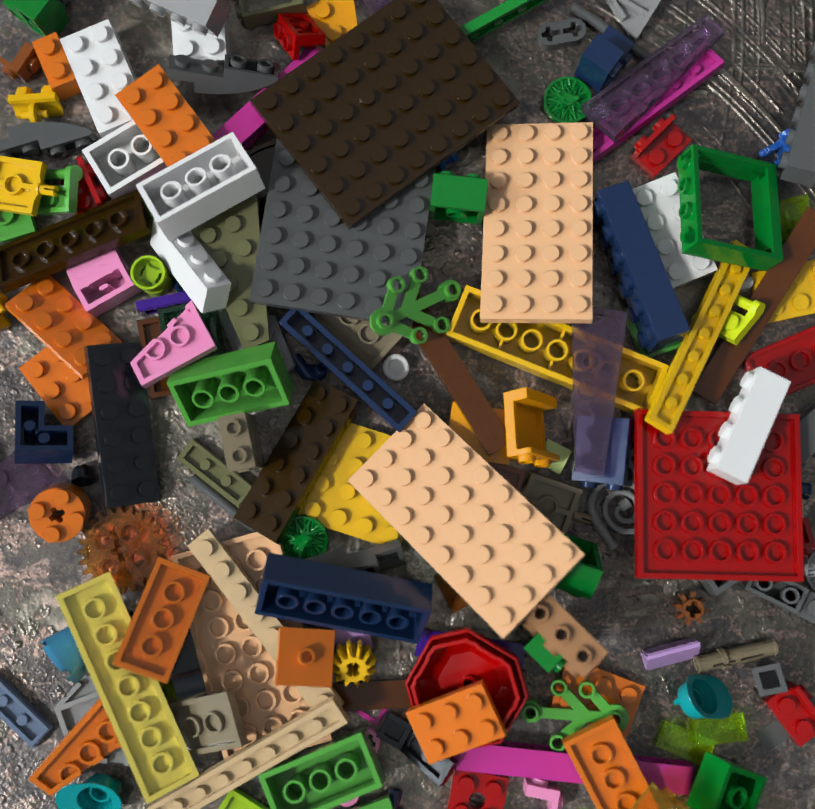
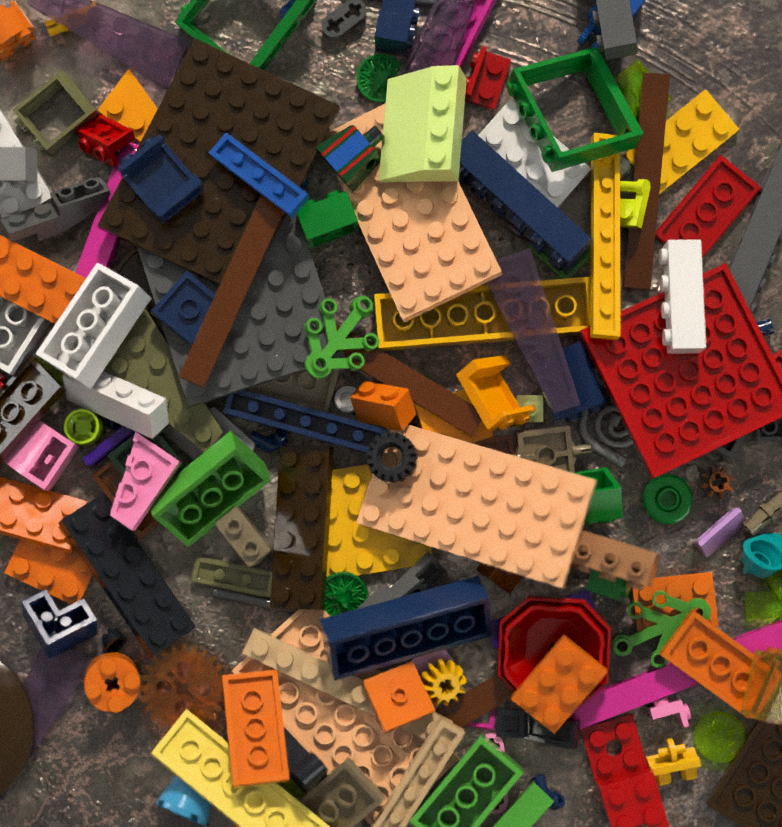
camera: 30 degrees left, 0 degrees up
(294, 214) = (184, 307): none -> dark blue tile
(326, 84) = (160, 178): none -> dark blue panel
(346, 211) = (231, 293): none -> reddish brown tile
(399, 423) = (375, 457): none -> black tyre
(416, 124) = (259, 175): none -> blue plate
(424, 388) = (383, 405): none -> orange brick
(509, 150) = (352, 154): none -> torso
(587, 155) = (423, 126): none -> yellowish green slope
(637, 600) = (667, 499): none -> green wheel

